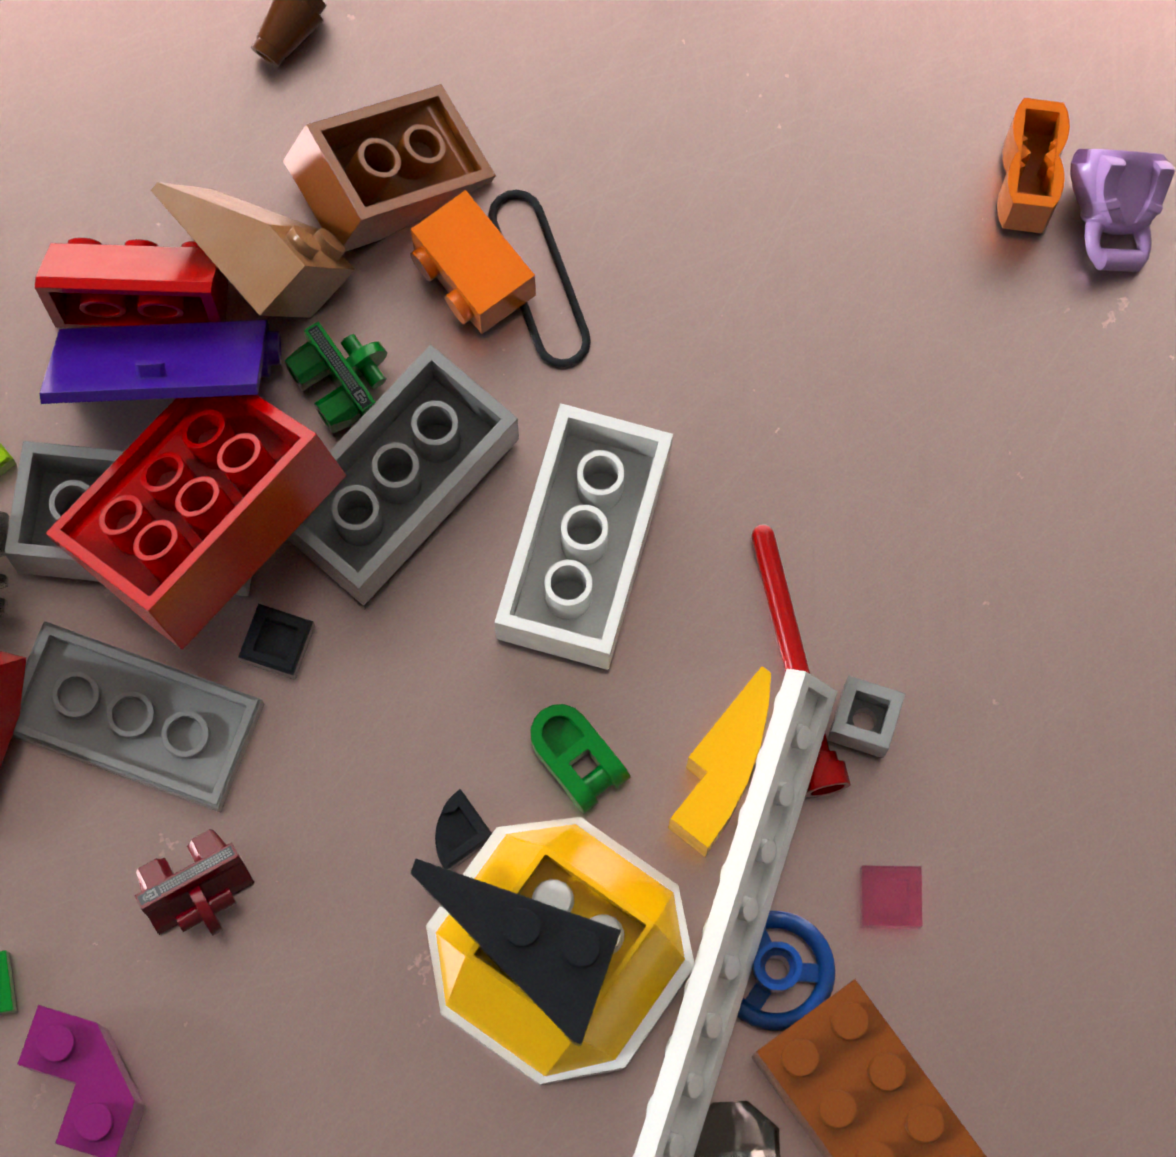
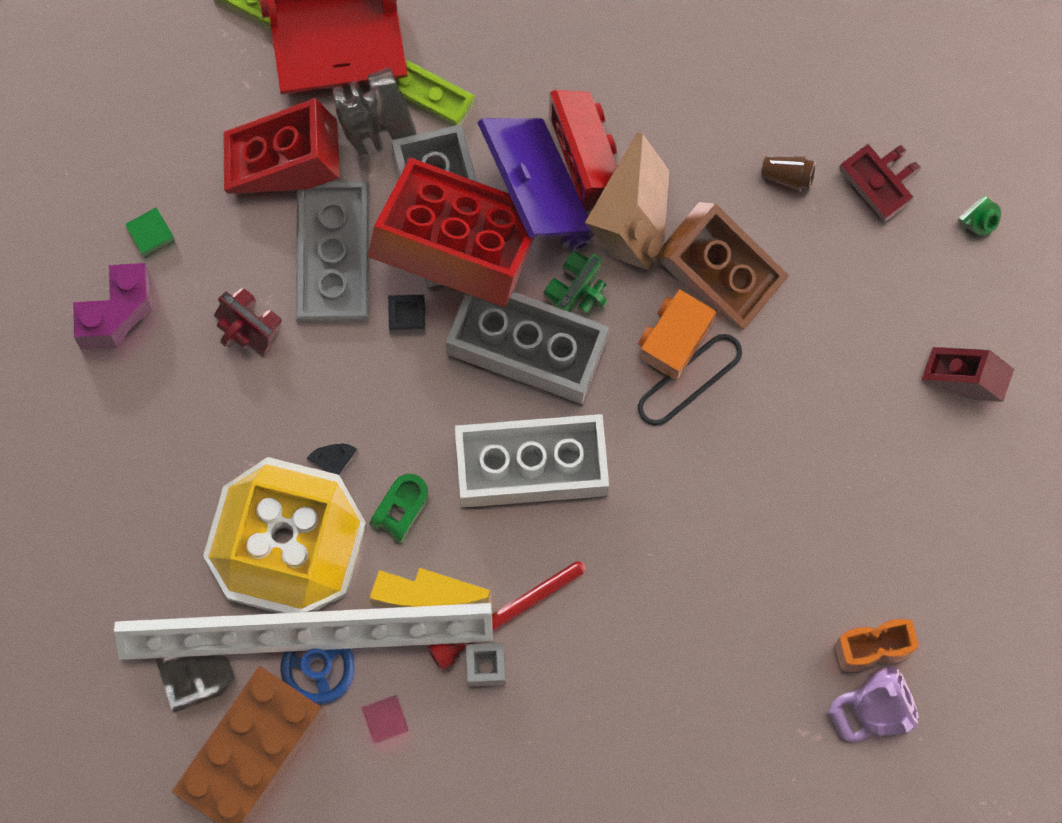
camera: 70 degrees right, 0 degrees up
(543, 949) = (270, 520): black wing -> none

